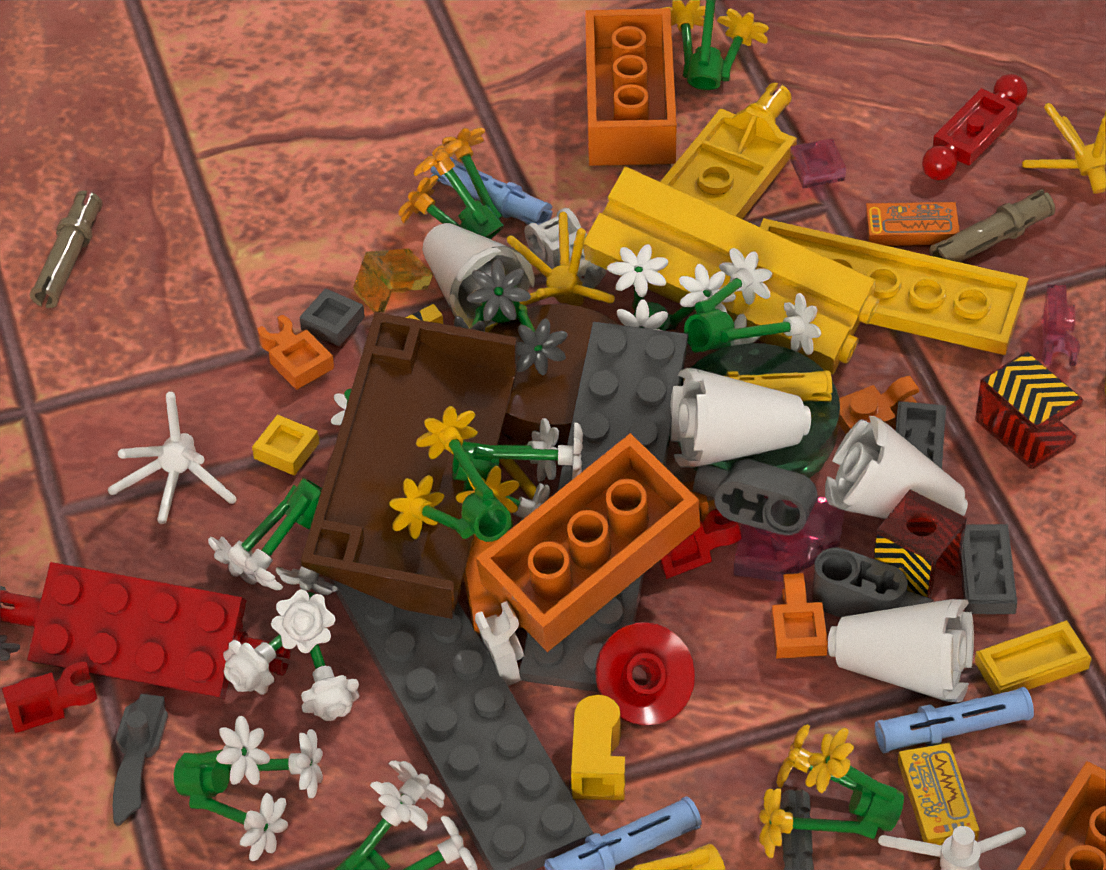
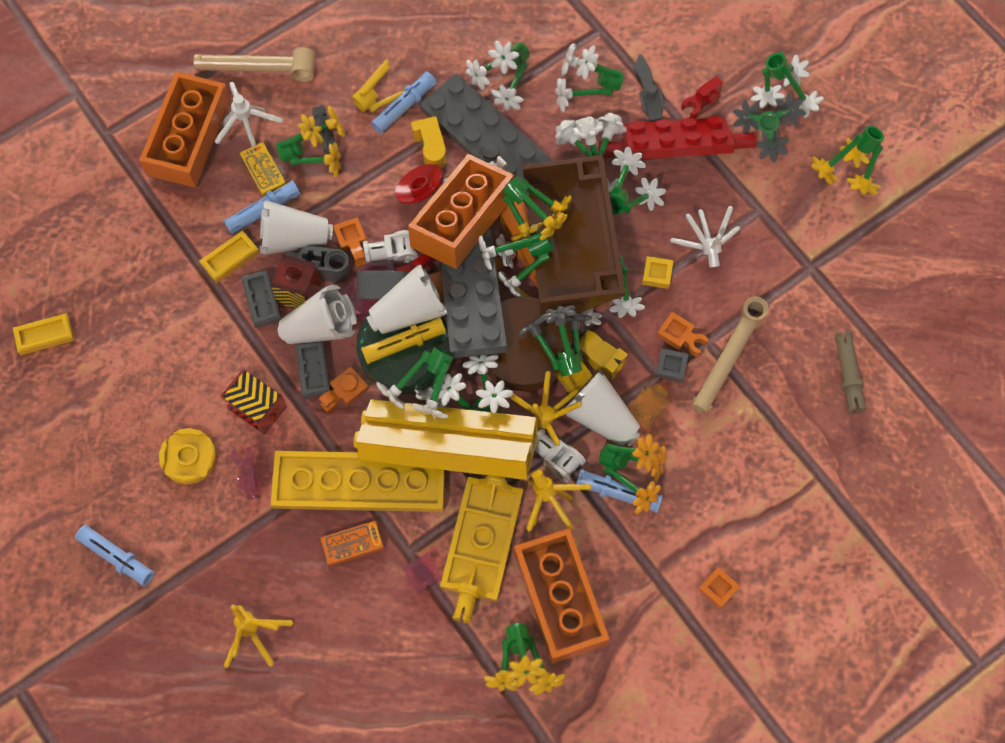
camera: 160 degrees right, 20 degrees up
(168, 341) = (730, 354): none -> tan piece
(404, 63) = (719, 588): none -> orange plate
(601, 175) = (546, 491): none -> yellow plant
(727, 586) = (391, 249): none -> white connector
(974, 127) = (327, 638): red plate -> none
(1006, 223) = (300, 547): dark tan pin -> none

